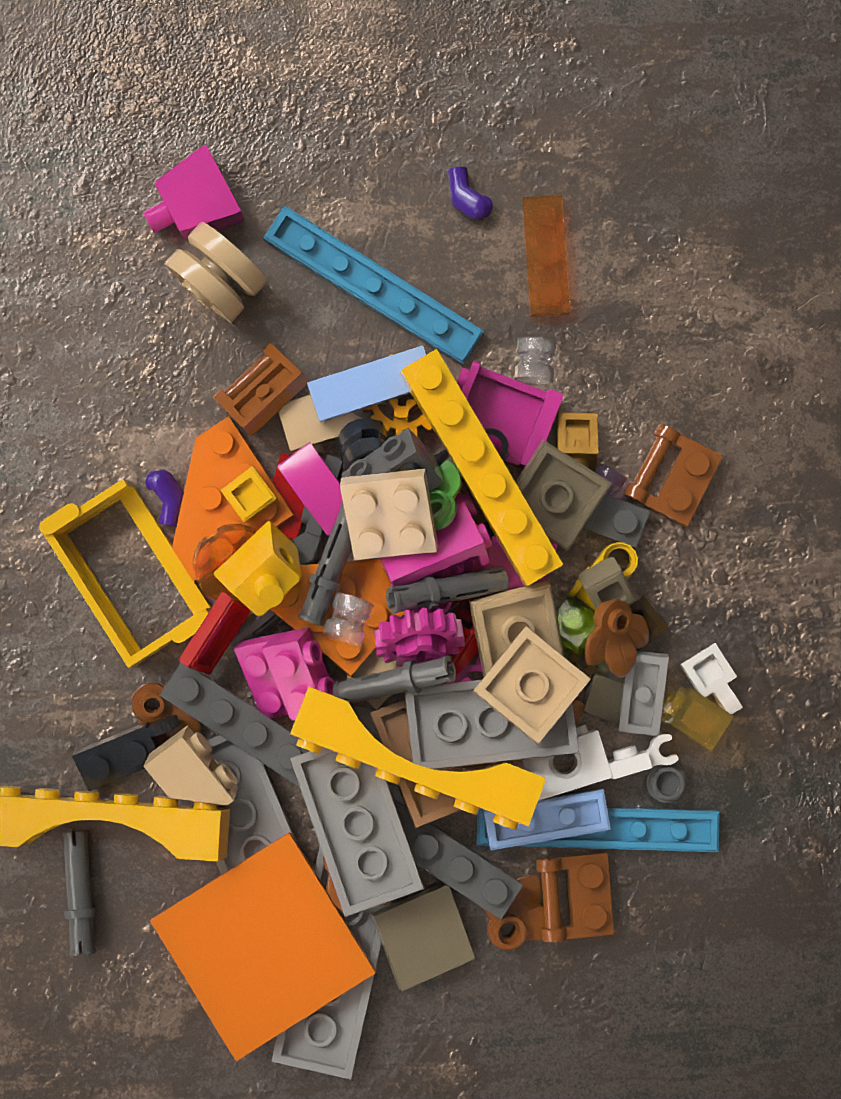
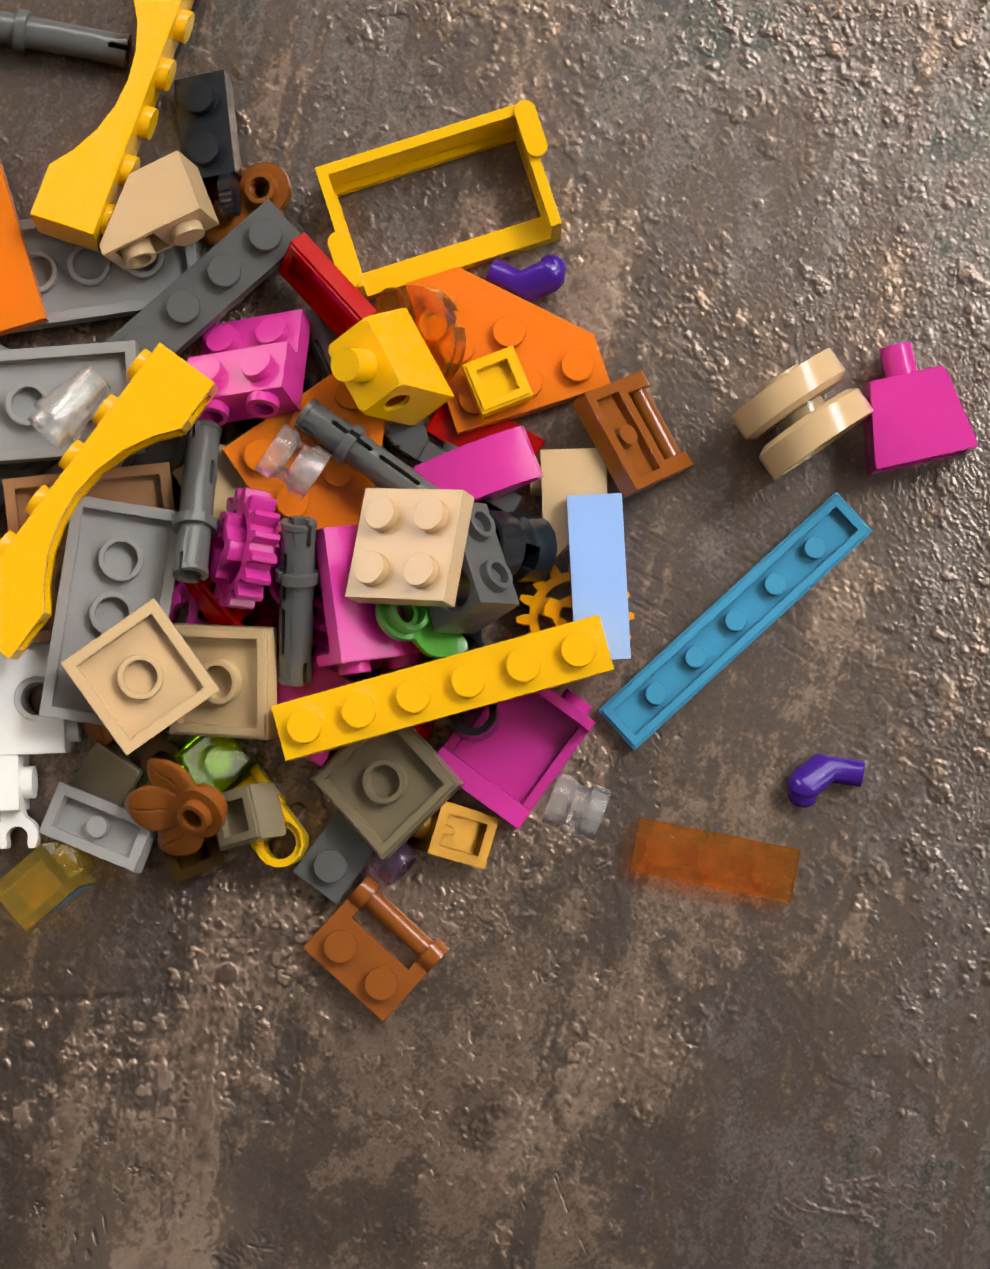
camera: 105 degrees right, 0 degrees up
(354, 790) = (69, 407): none -> clear cone
(710, 674) = (98, 923): white plate -> none

